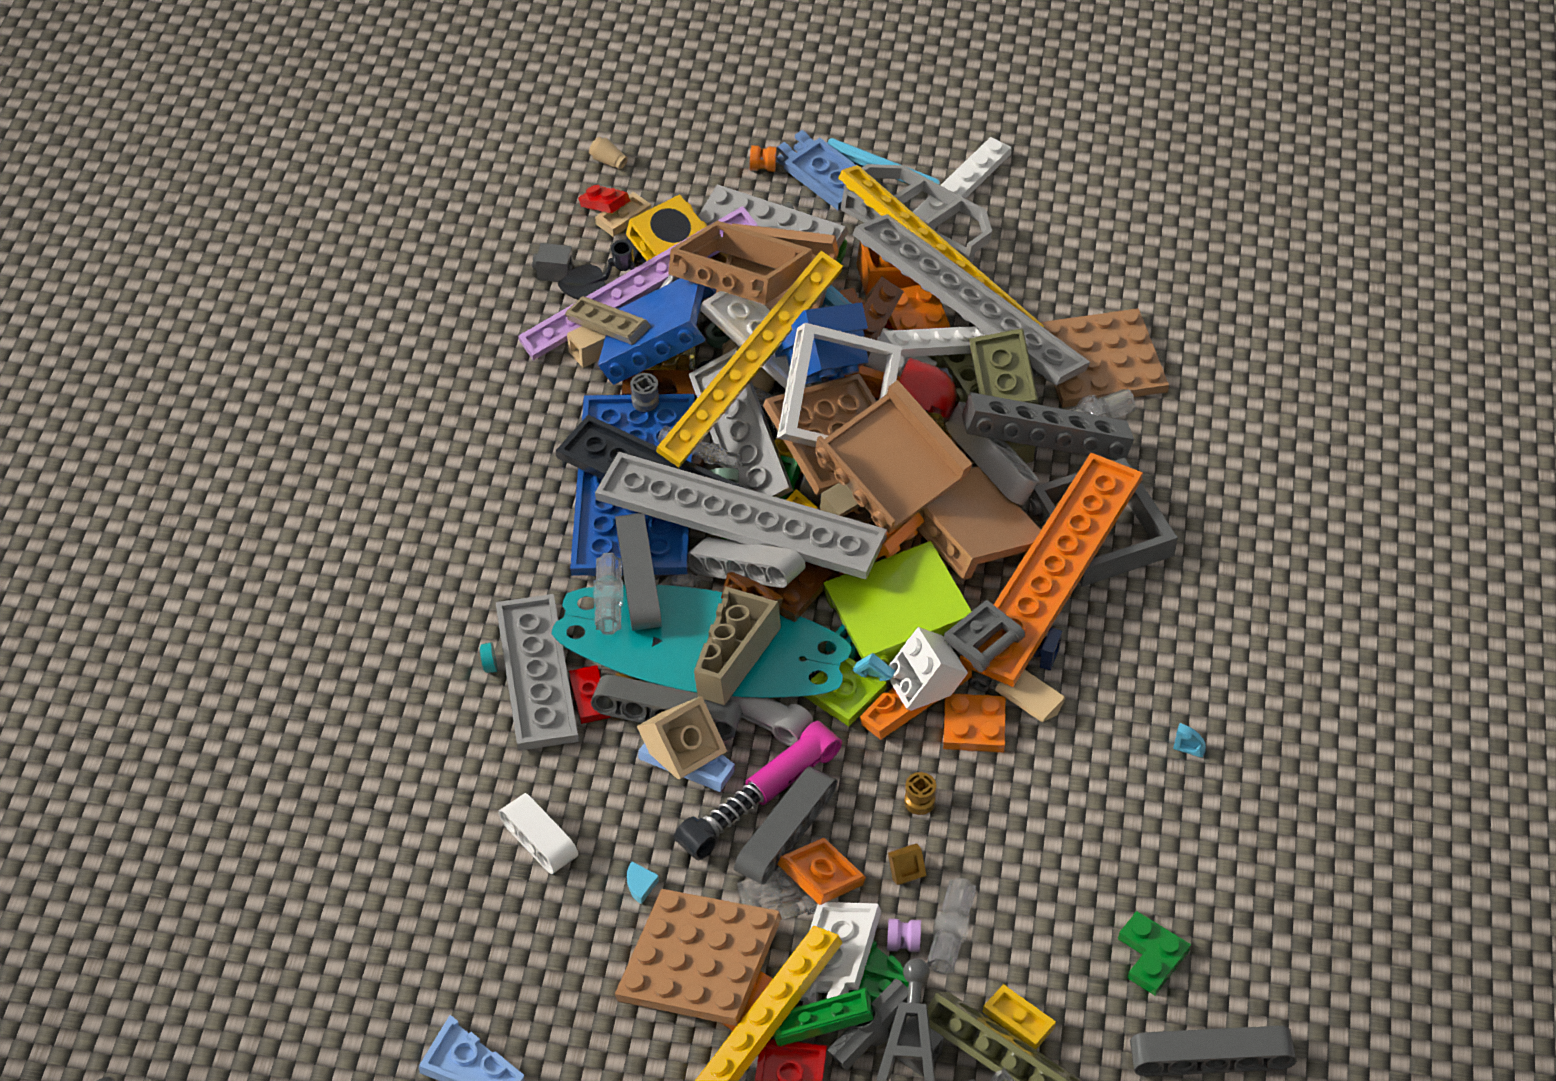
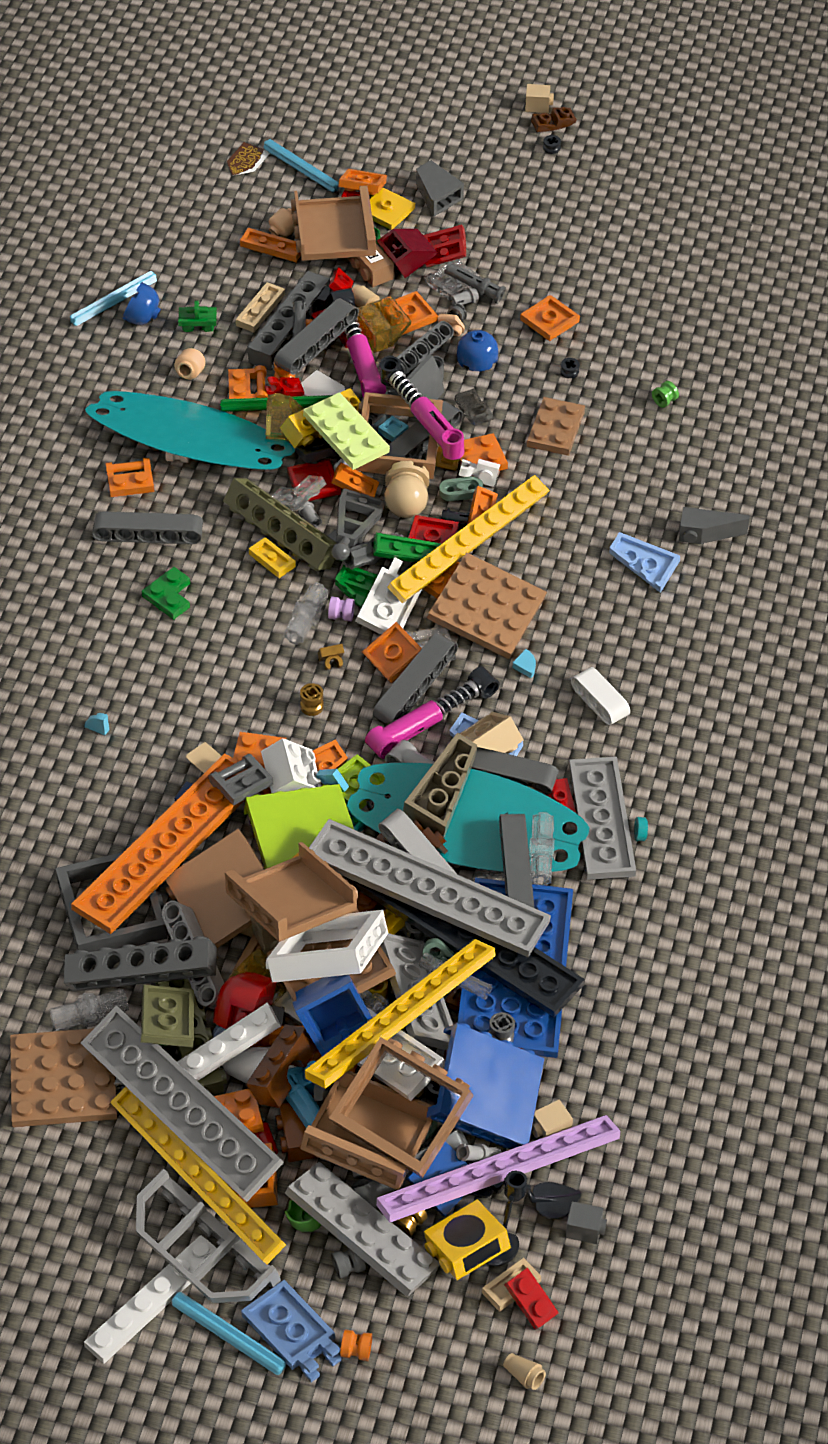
camera: 175 degrees left, 0 degrees up
(607, 320) = (534, 1098): dark tan tile -> none

